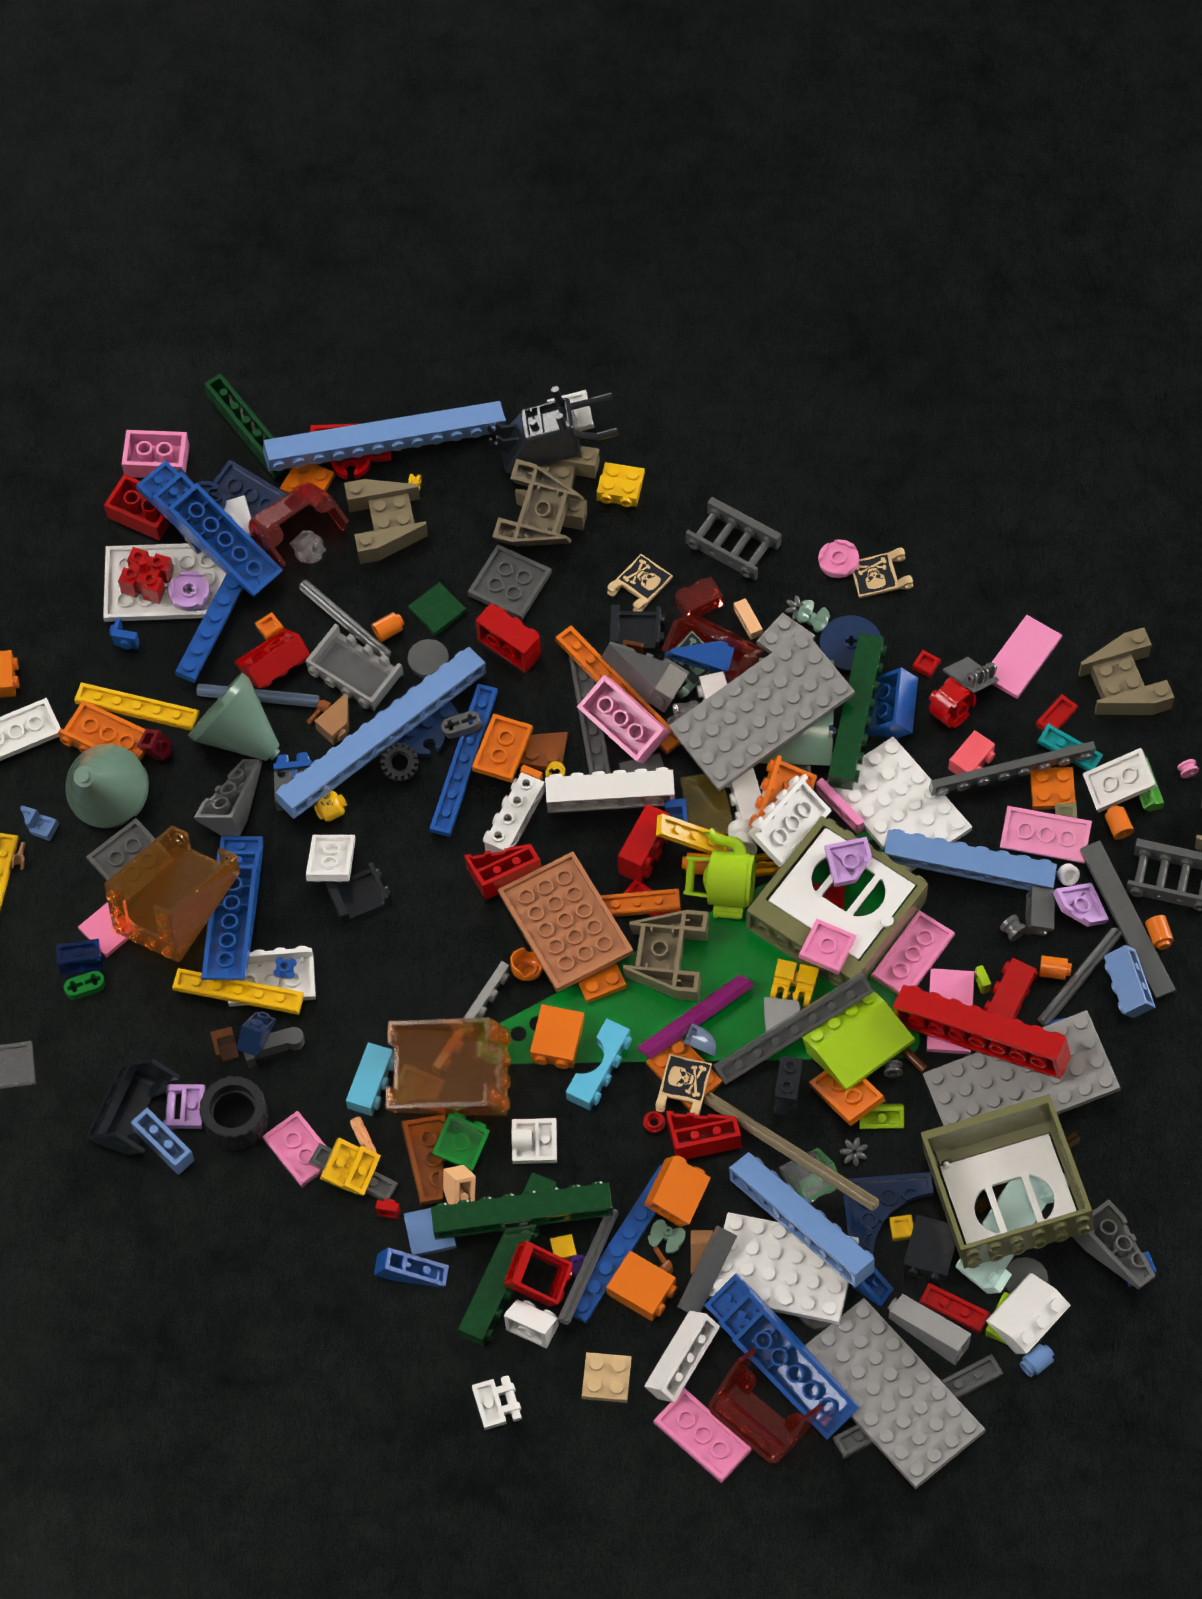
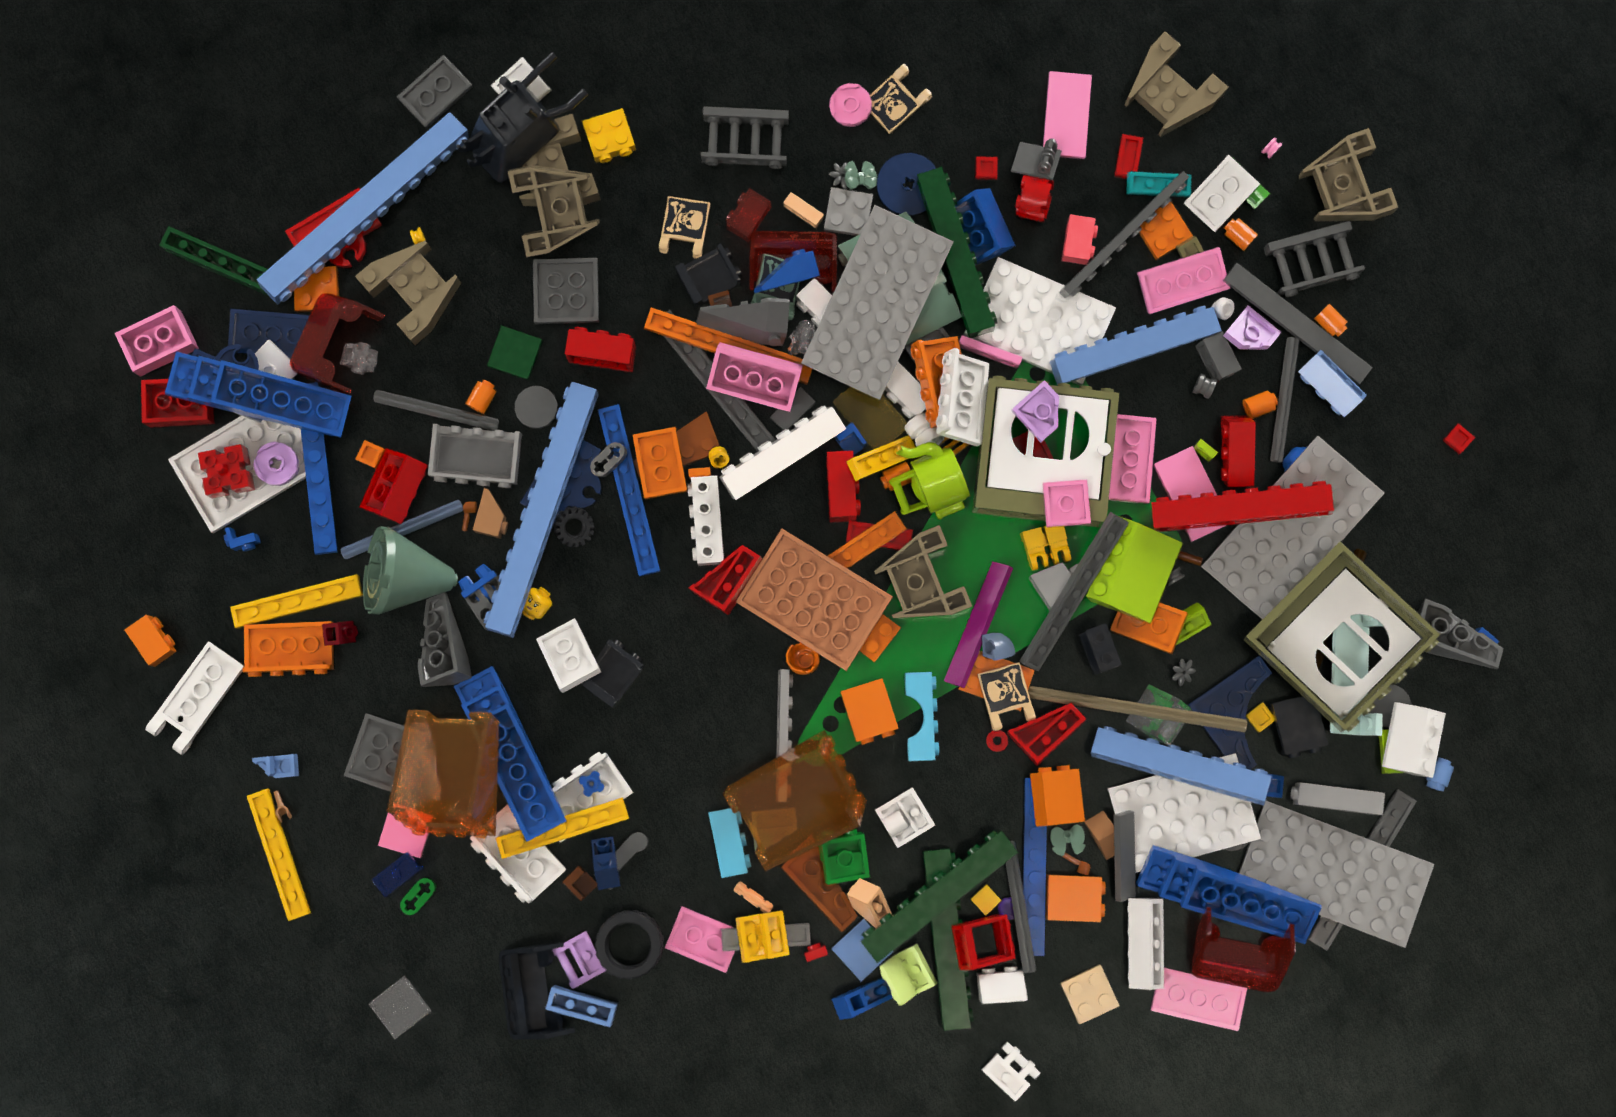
camera: 35 degrees left, 20 degrees up
(106, 786) = (320, 699): sand green cone -> none
(187, 1013) = (528, 871): none -> white bracket
(455, 1267) = (907, 974): none -> yellowish green bracket
(499, 383) = (434, 91): none -> dark grey tile
(954, 1308) = (1344, 765): red tile -> none

